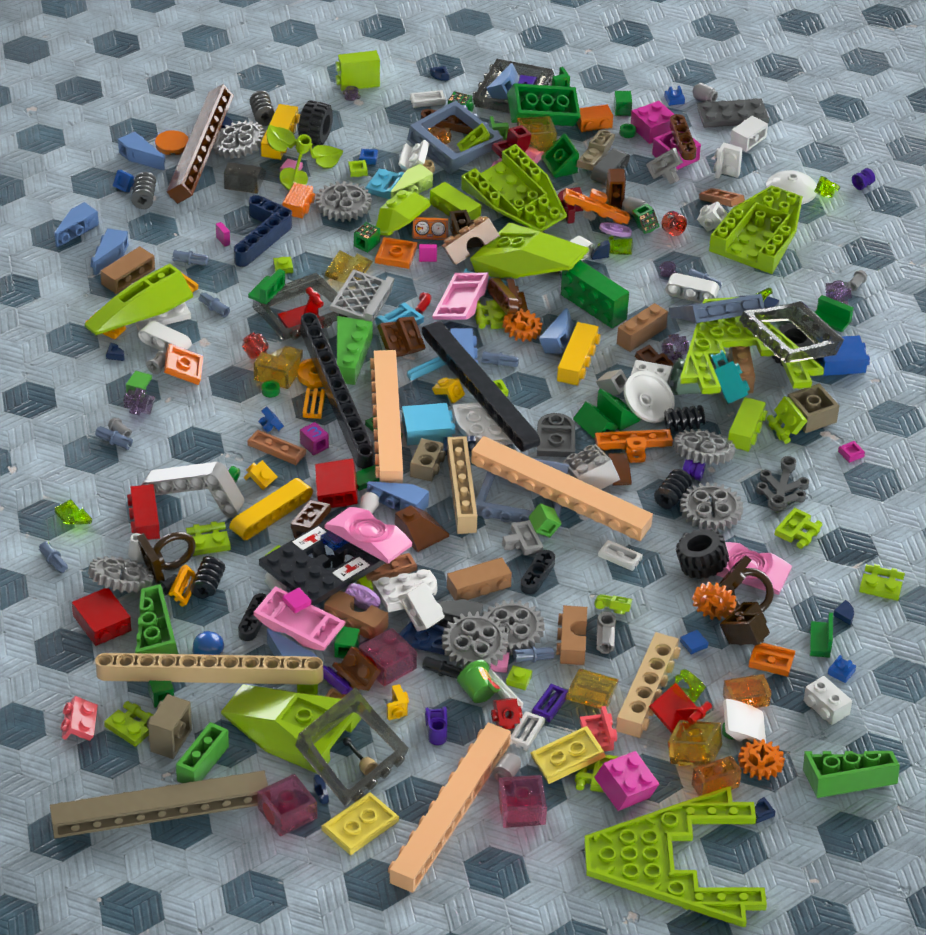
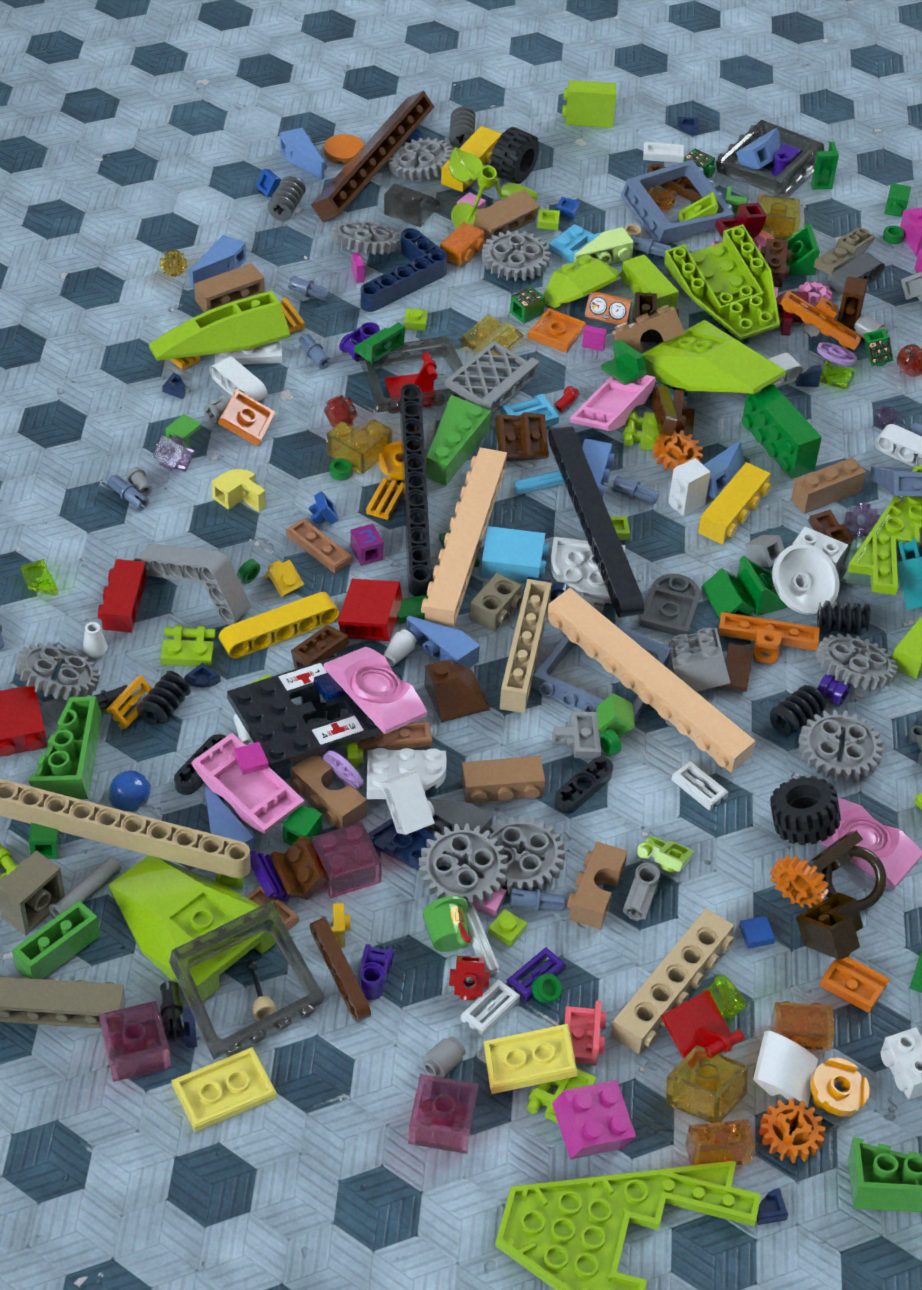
camera: 15 degrees right, 5 degrees up
(74, 258) = (173, 263): none -> clear yellow gear
(77, 221) = (192, 222): medium blue slope -> none
(153, 557) = (105, 661): dark brown tile -> none
(200, 415) = (237, 486): none -> light yellow brick
(205, 716) = (87, 886): none -> light grey pin
(220, 209) = (365, 237): none -> light grey gear
(229, 556) = (202, 677): none -> dark blue tile
(242, 291) = (357, 336): none -> dark purple piece
(303, 777) = (171, 1009): none -> black pin
(325, 170) = (507, 214): none -> medium nougat brick
(351, 93) = (575, 129): plate -> none
(413, 156) = (619, 216): white bracket -> none
(414, 727) = (340, 970): none -> reddish brown beam
(441, 667) = (410, 890): black axle -> none
(446, 175) = (649, 246): none -> sand blue axle
(449, 807) = (344, 1098): light nougat brick -> none
(451, 387) = (559, 514): yellow bracket -> none
(461, 267) = (627, 364): none -> green panel
(541, 348) = (689, 487): none -> white brick
(543, 101) = (795, 178): green brick -> none
(547, 538) = (610, 742): none -> green tile
(548, 164) = (776, 256): none -> reddish brown brick
(562, 709) = (546, 988): none -> green tile
(586, 185) = (814, 288): none -> bright pink gear
(592, 689) = (597, 968): clear yellow slope -> none
(595, 118) = (856, 211): orange brick -> none
(781, 734) = (829, 1098): none -> light orange plate

